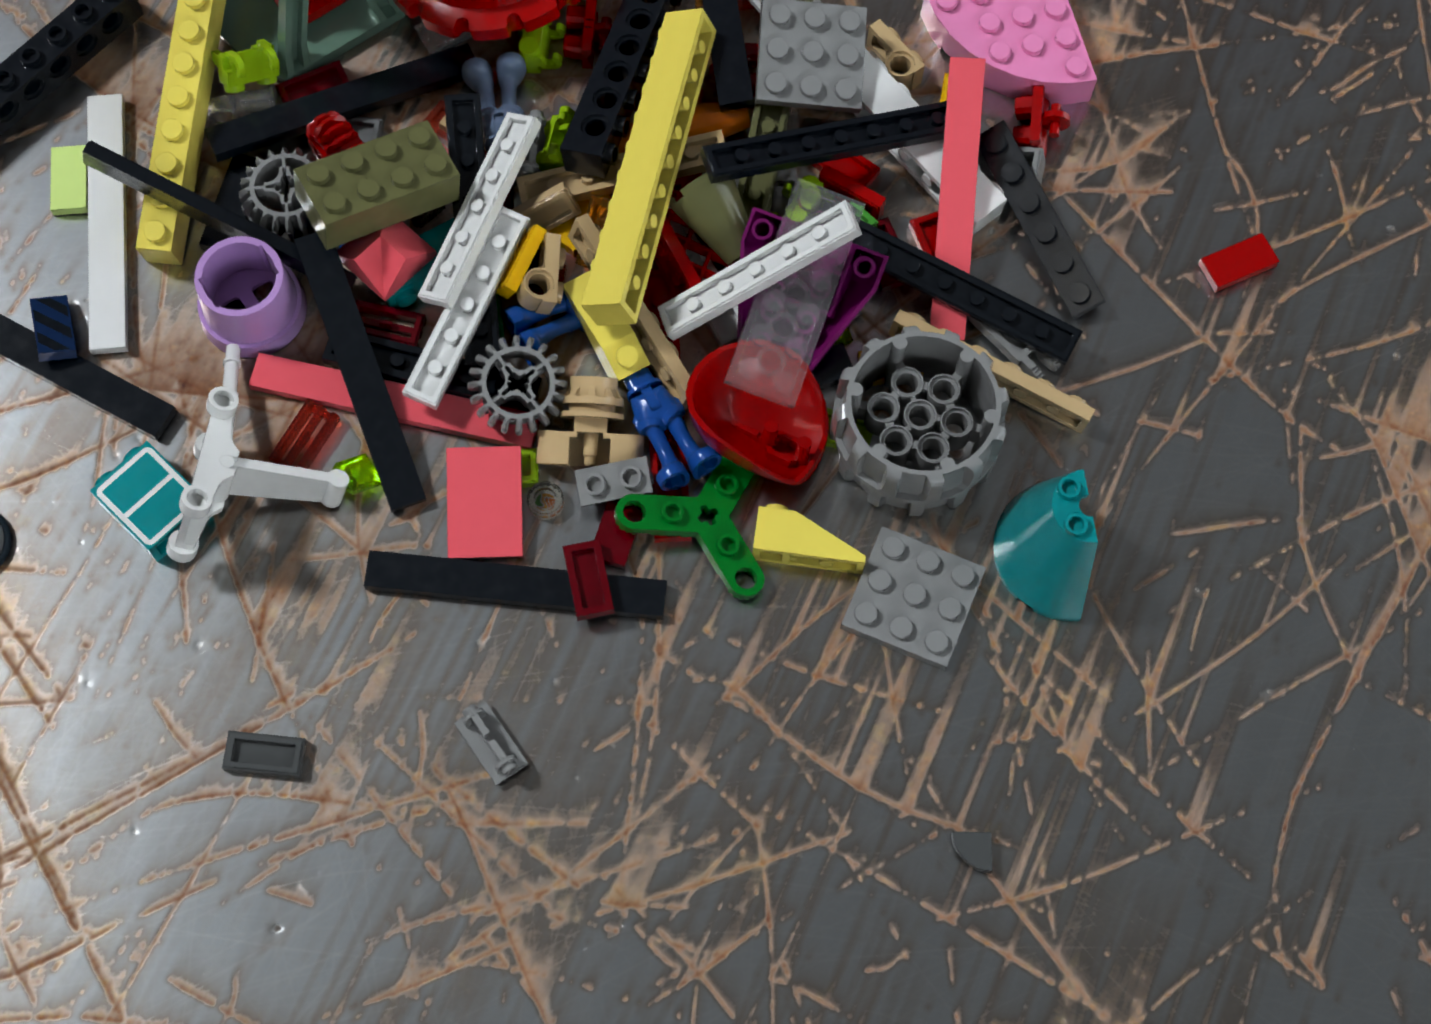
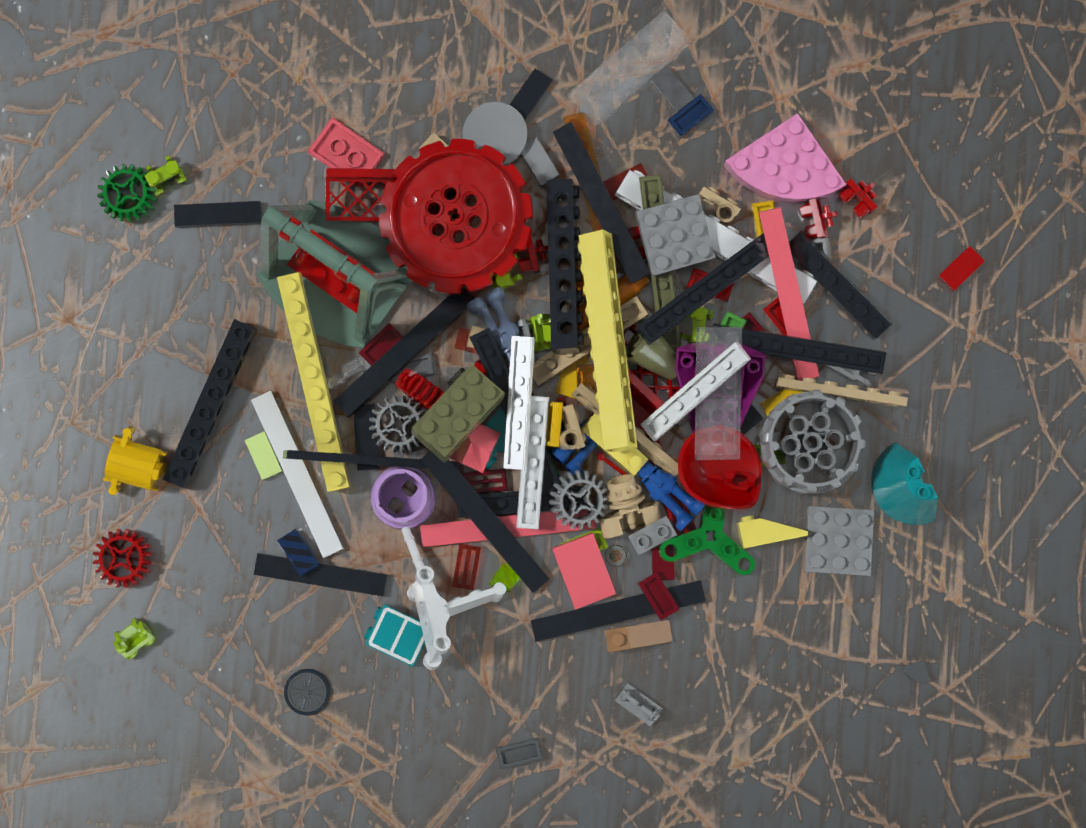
camera: 15 degrees left, 15 degrees up
(247, 66) = (339, 359): lime piece -> none
(529, 631) = (638, 635): none -> medium nougat slope
(550, 207) = (552, 382): tan tile -> none
(581, 350) = (601, 456): none -> red hinge
(848, 187) = (724, 306): red tile -> none
(1116, 109) = (865, 204): none -> red hips

